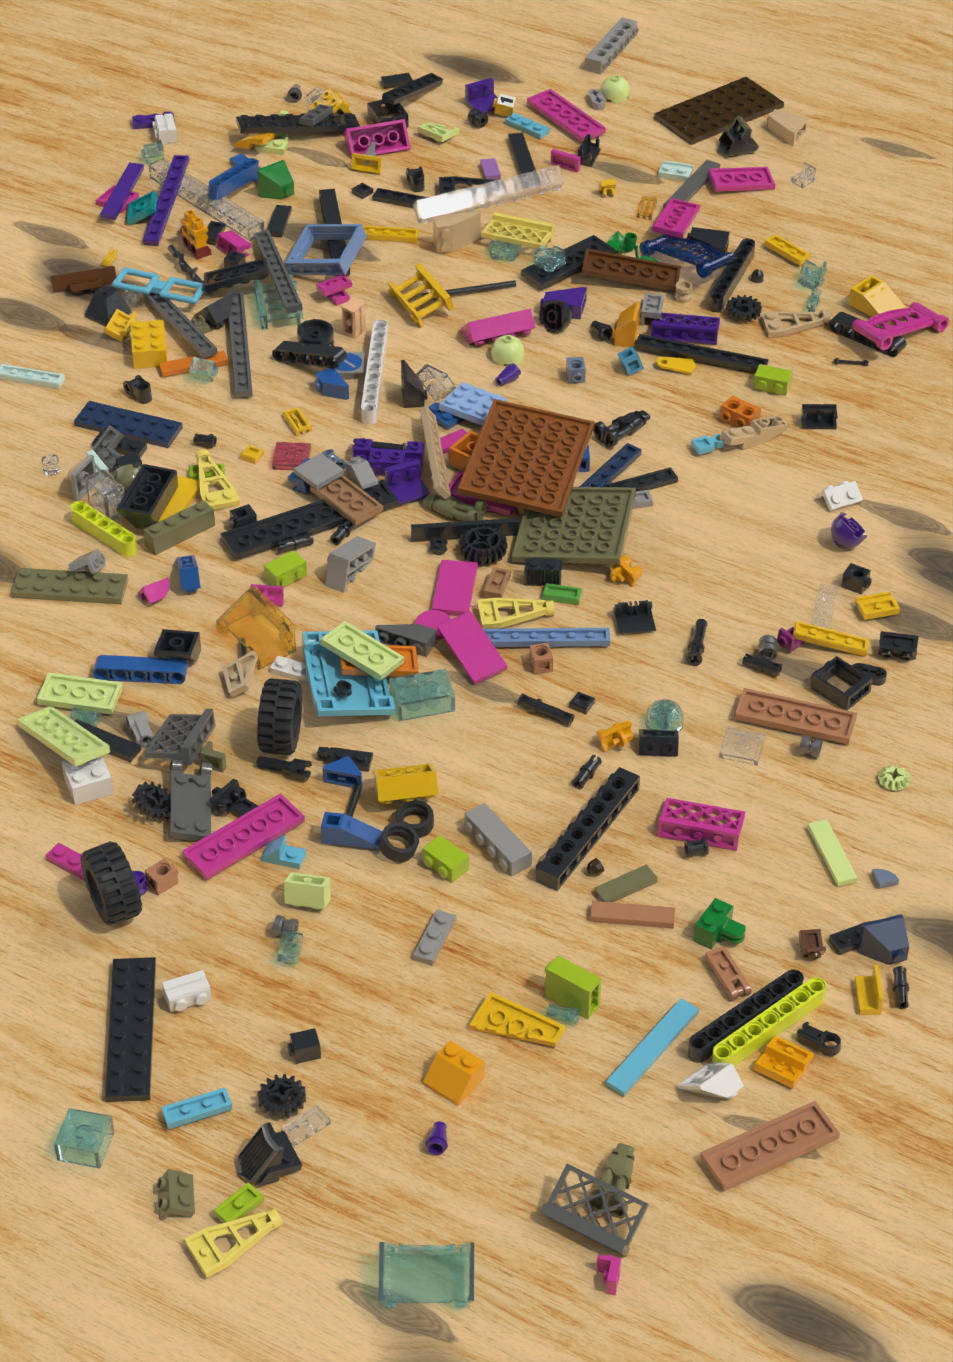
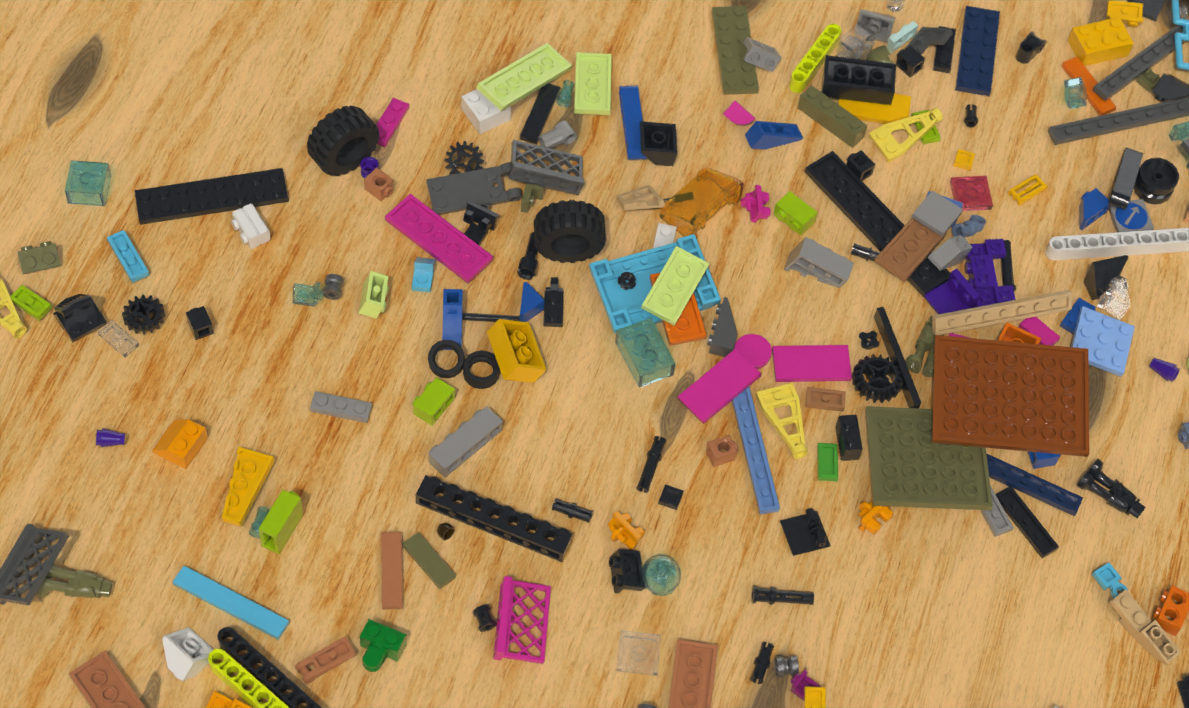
camera: 75 degrees right, 15 degrees up
(294, 542) = (839, 215): black pin -> none

